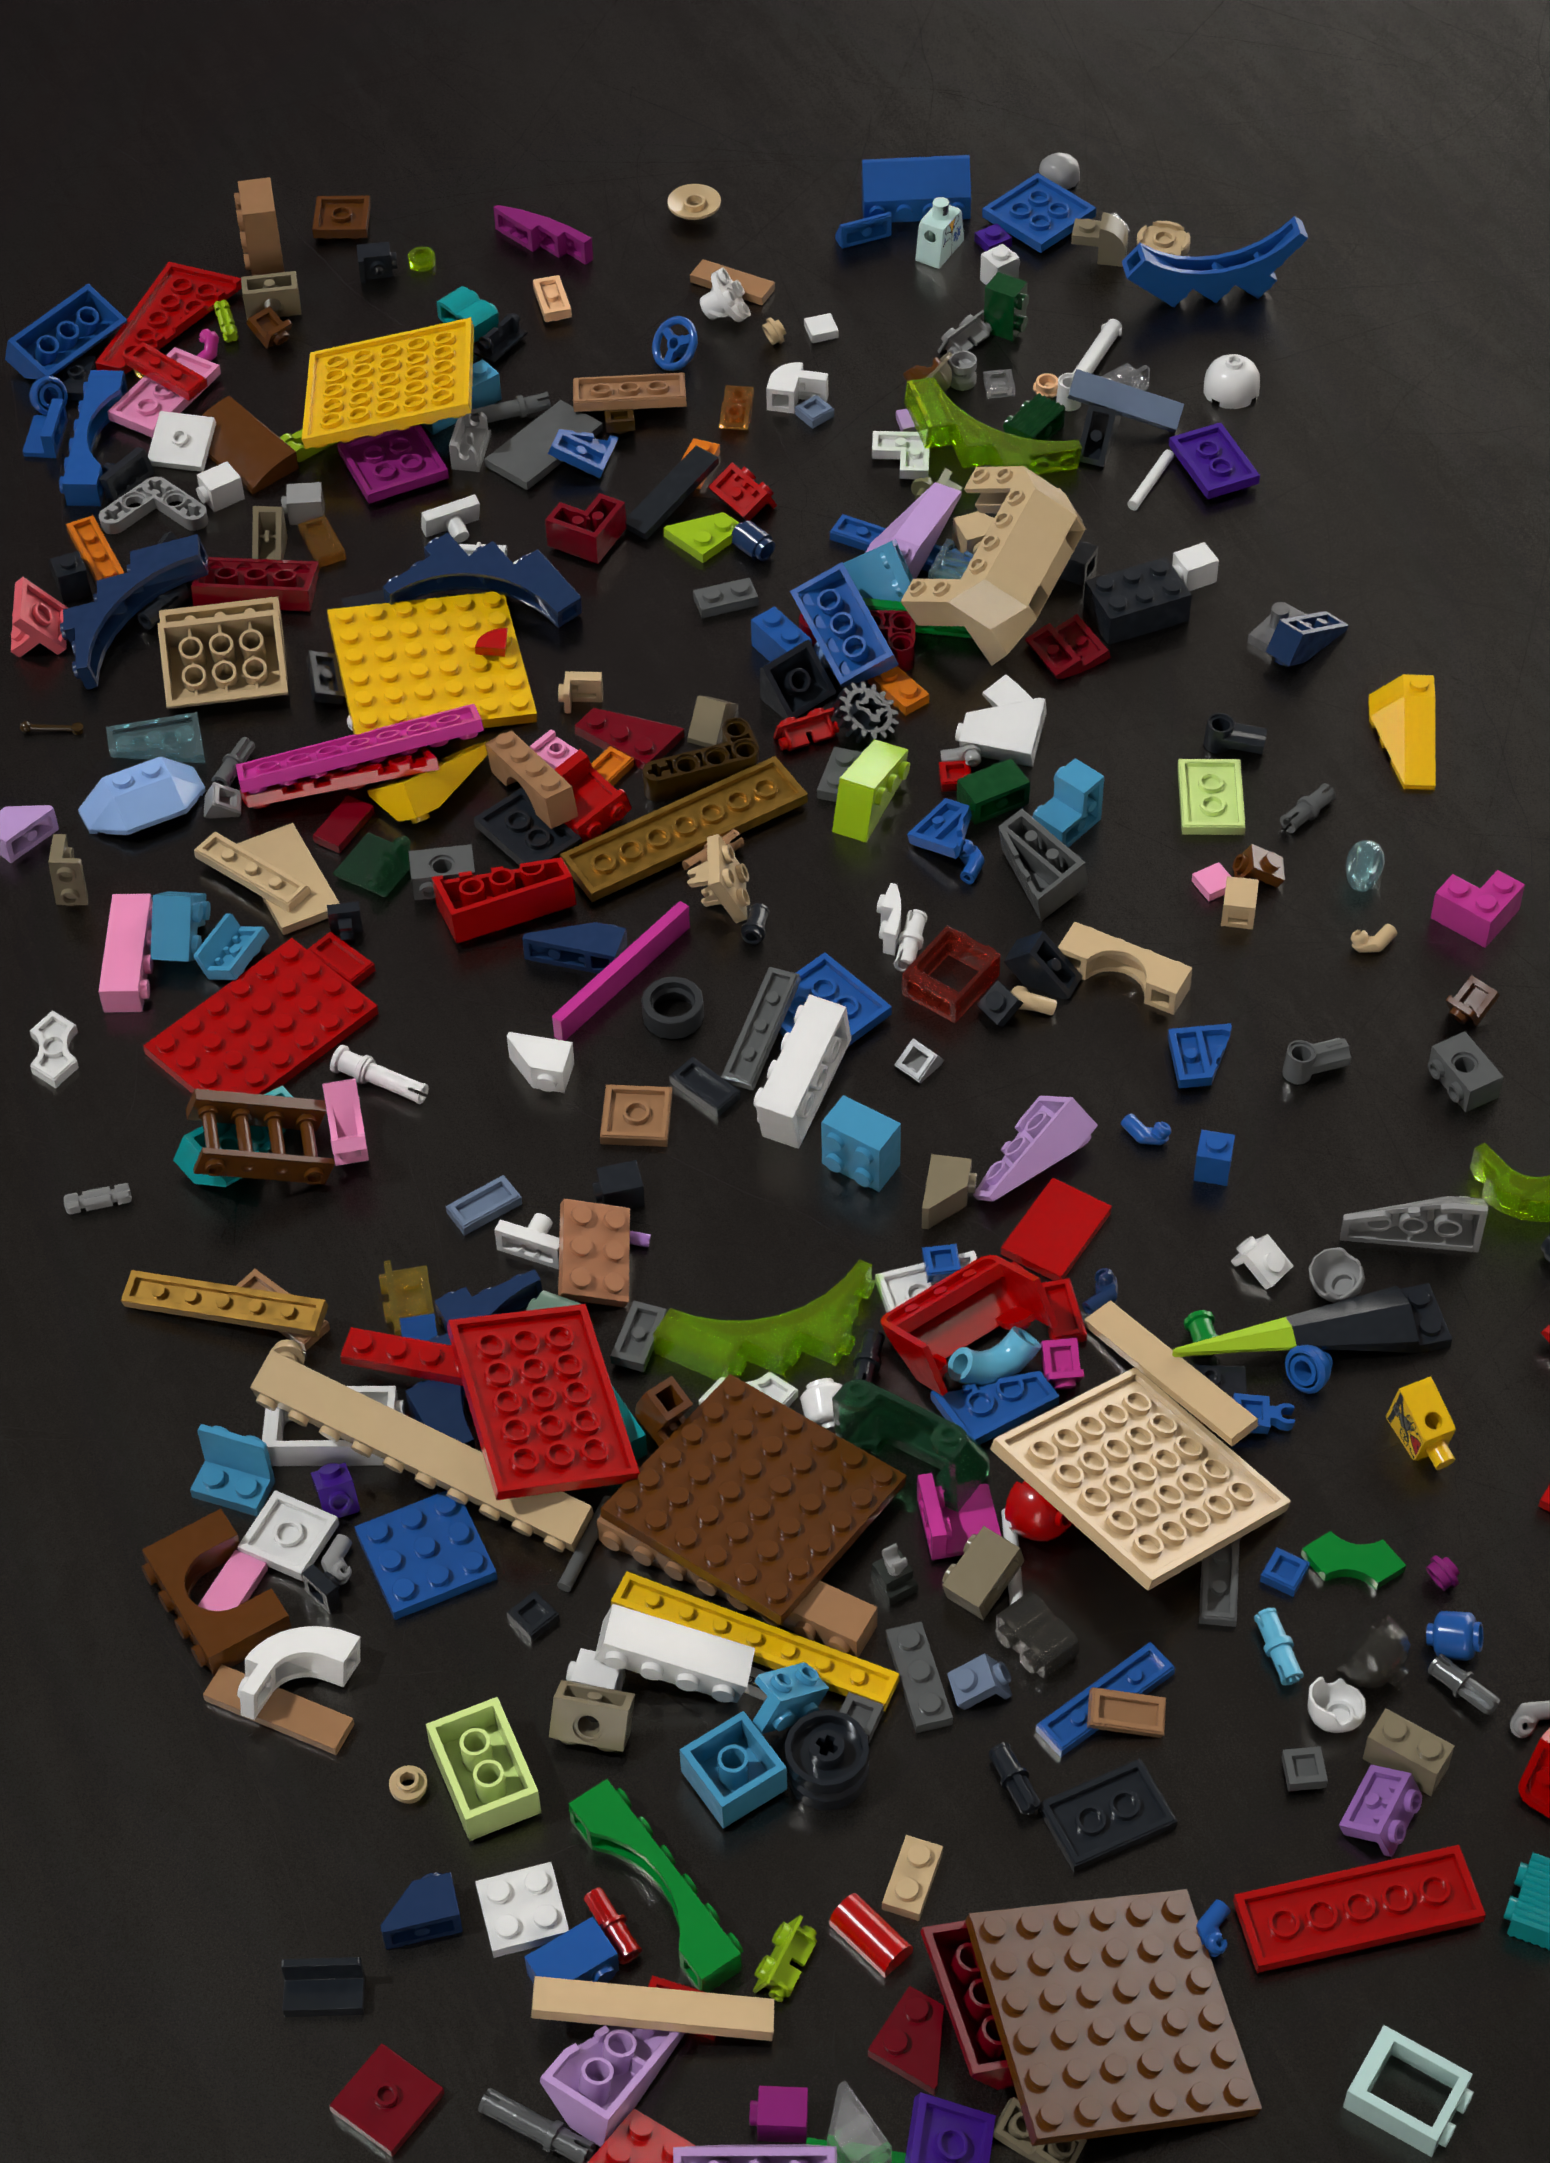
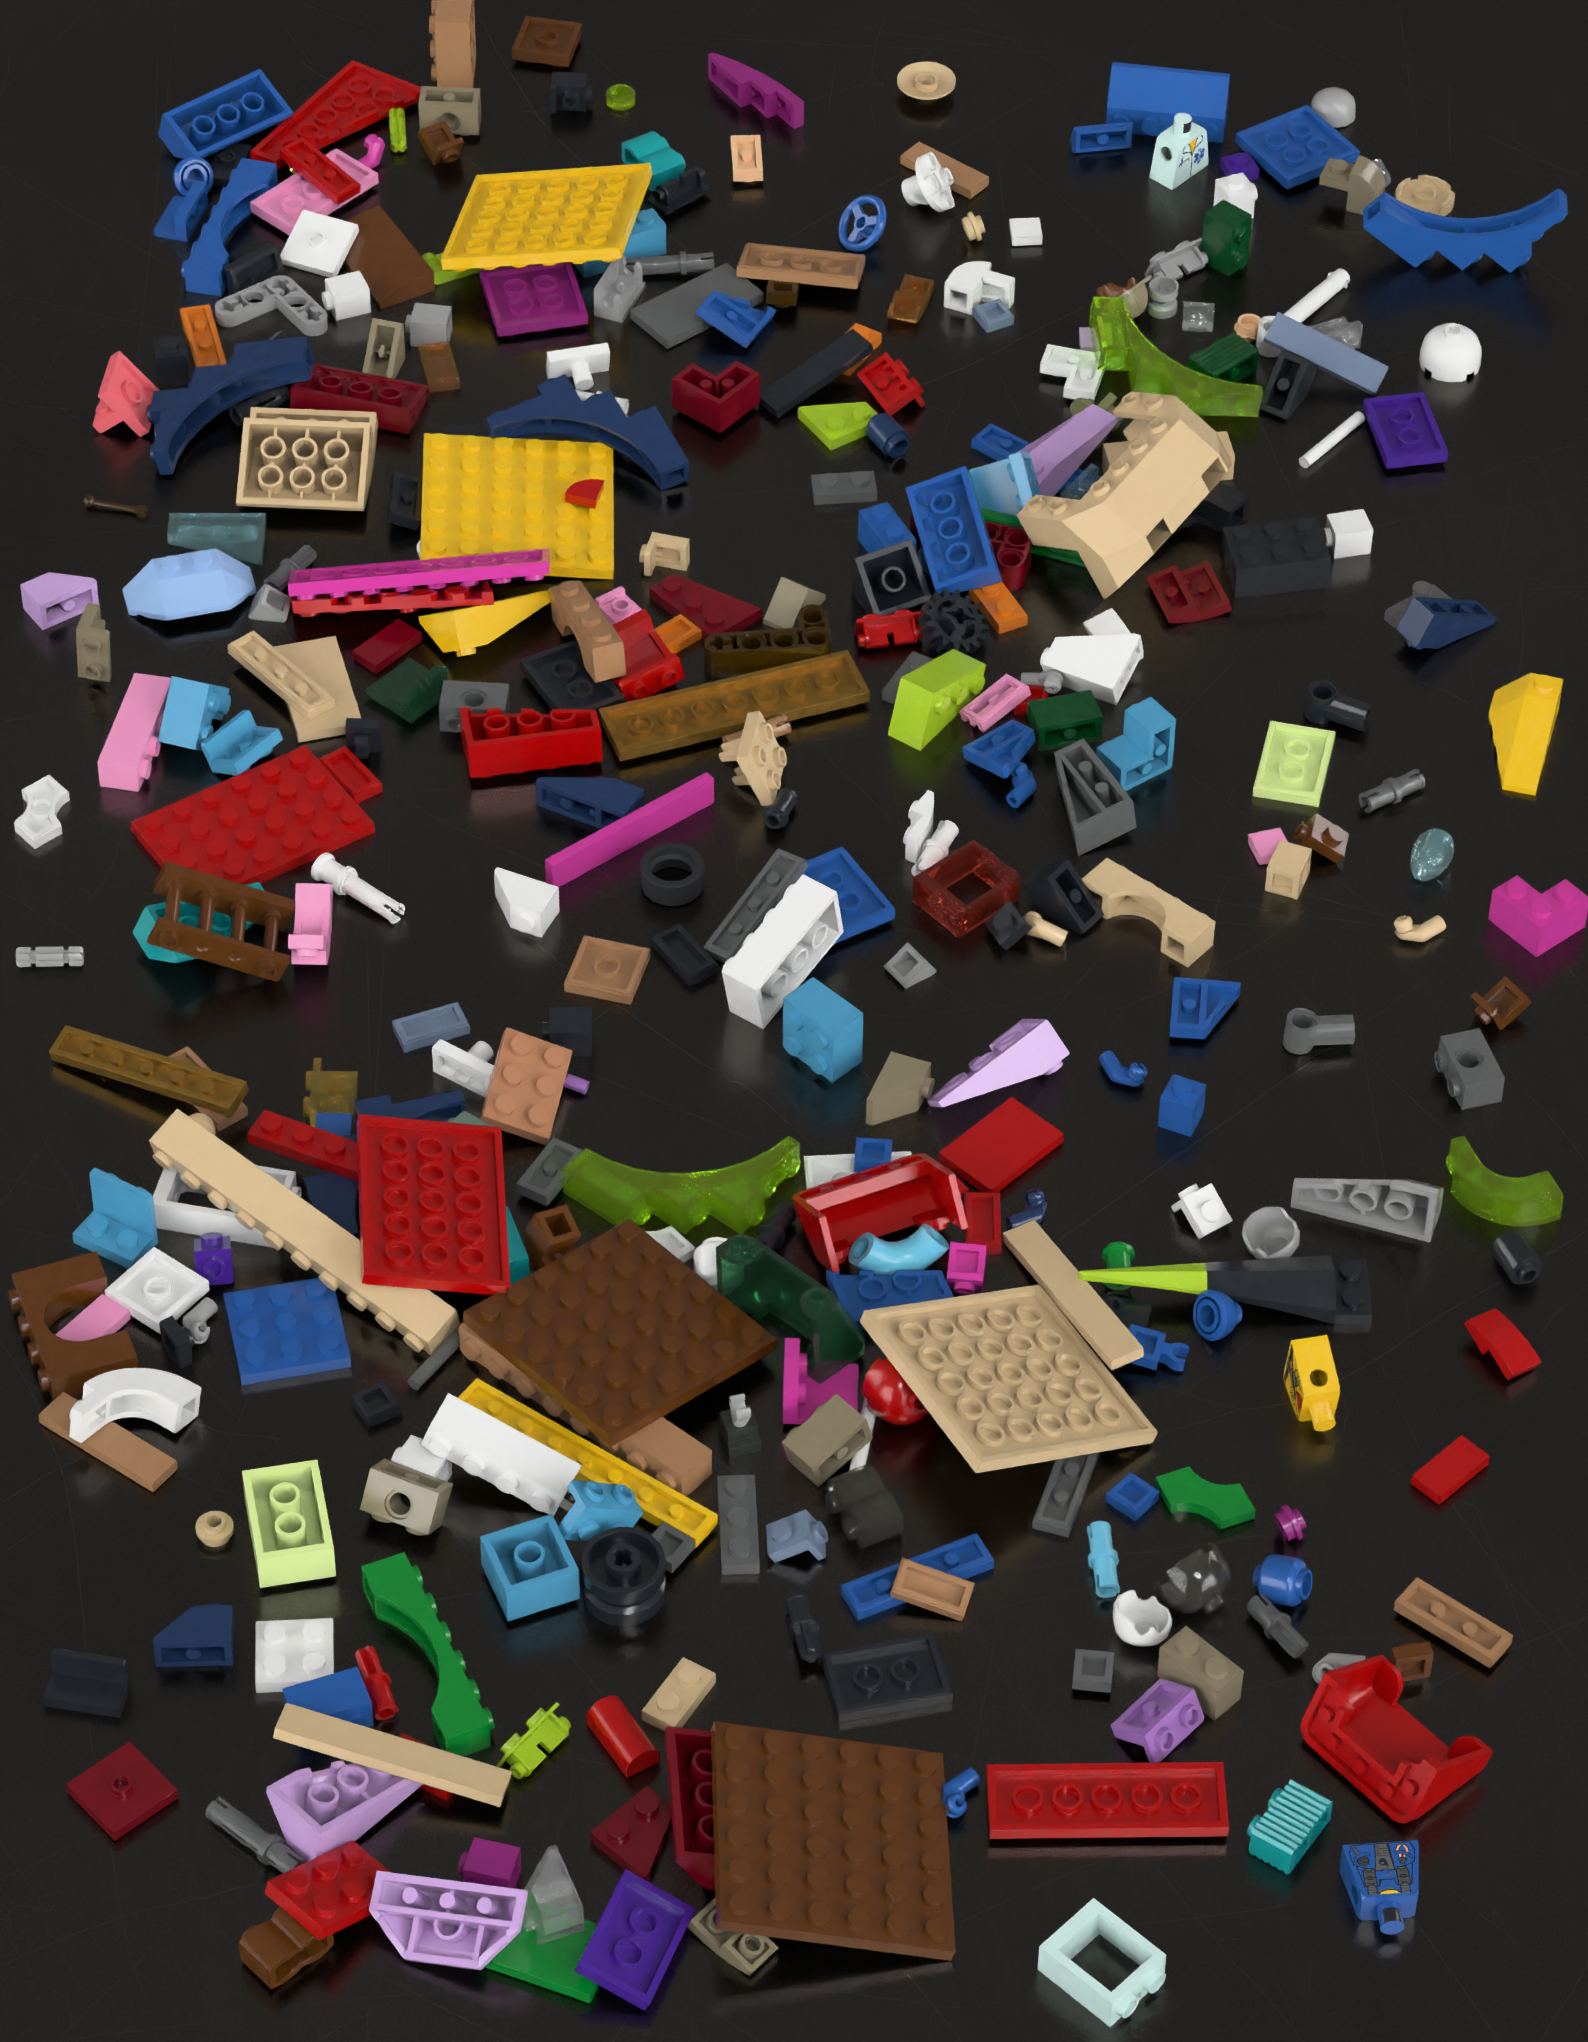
camera: 10 degrees right, 5 degrees down
(928, 785) = (995, 705): none -> bright pink tile

